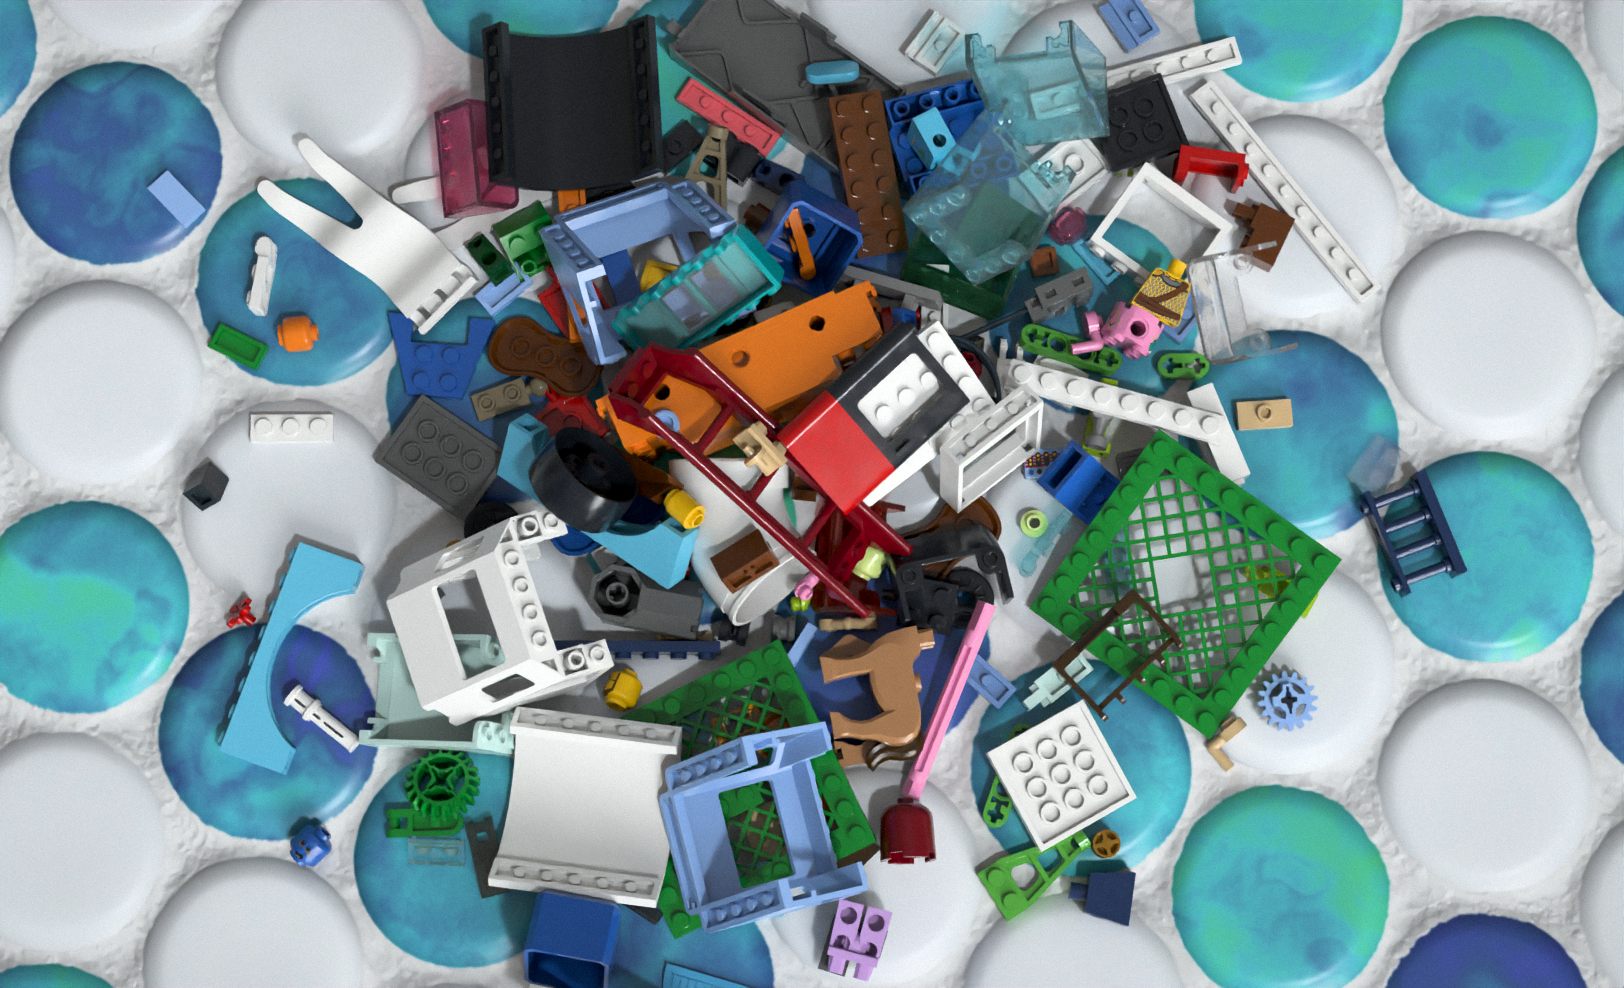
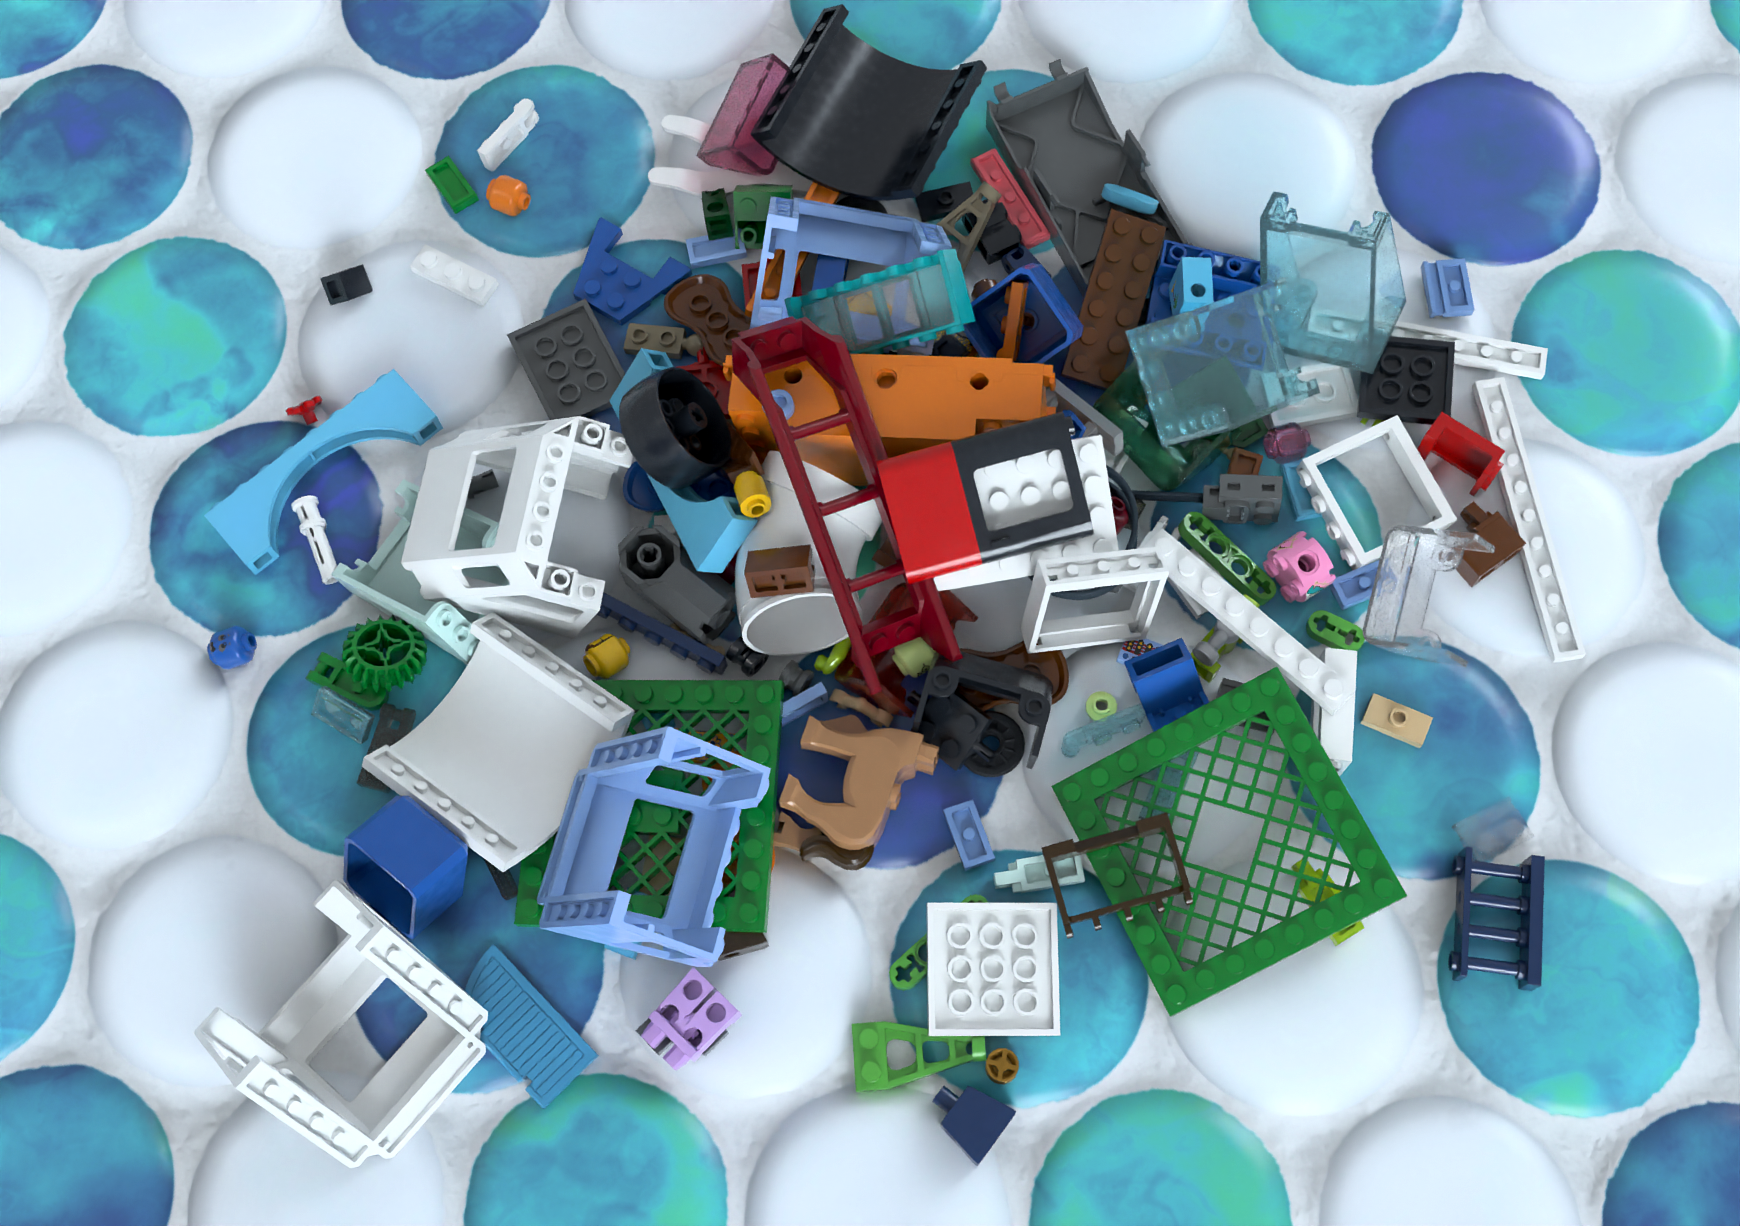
camera: 35 degrees right, 10 degrees down
(176, 199) = (477, 40): light blue tile -> none
(387, 248) = (631, 159): white flag -> none
(760, 449) = (853, 466): tan hips -> none
(804, 587) = (835, 646): bright pink arm -> none
(906, 833) = (801, 941): dark red cylinder -> none
(935, 43) = (1239, 223): white plate -> none
(948, 699) = (918, 831): bright pink piece -> none
(1092, 326) = (1260, 549): bright pink plate -> none
(1164, 293) = (1351, 544): torso -> none
(1230, 728) = (1197, 1017): tan plate -> none
(1285, 689) = (1260, 1014): light blue gear -> none

